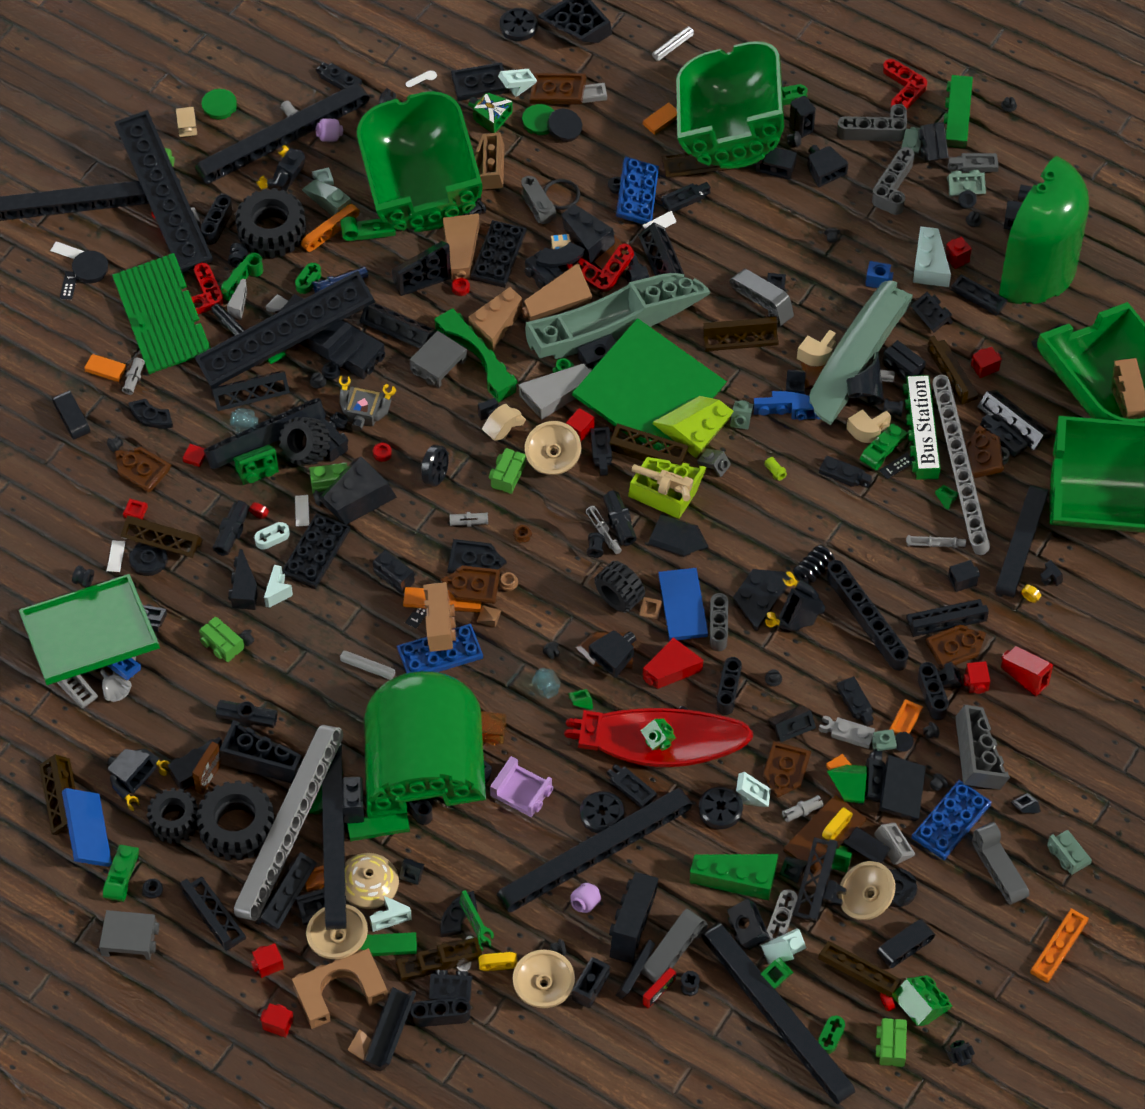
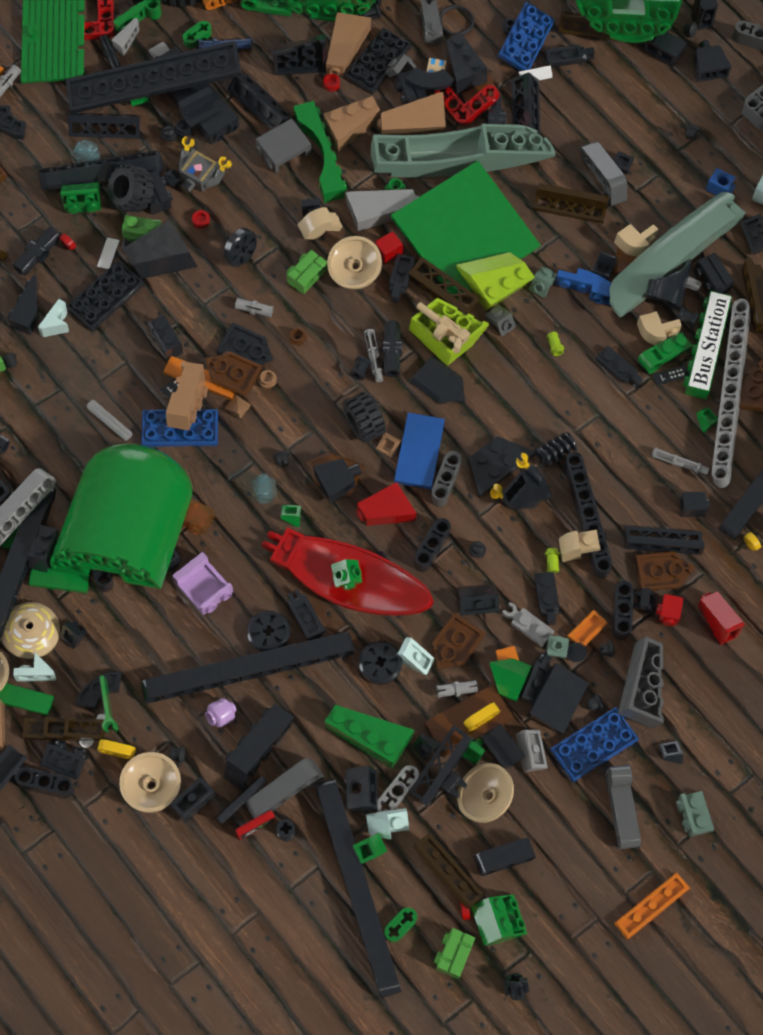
camera: 15 degrees right, 10 degrees up
(194, 455) = (30, 172): red tile -> none
(272, 536) = (71, 269): light aqua beam -> none
(522, 250) = (397, 64): none -> dark grey bracket
(589, 353) = (423, 180): black brick -> none
(847, 662) = (552, 560): none -> lime pin
(864, 643) = (576, 543): none -> tan brick
(904, 887) = (524, 797): black tile -> none

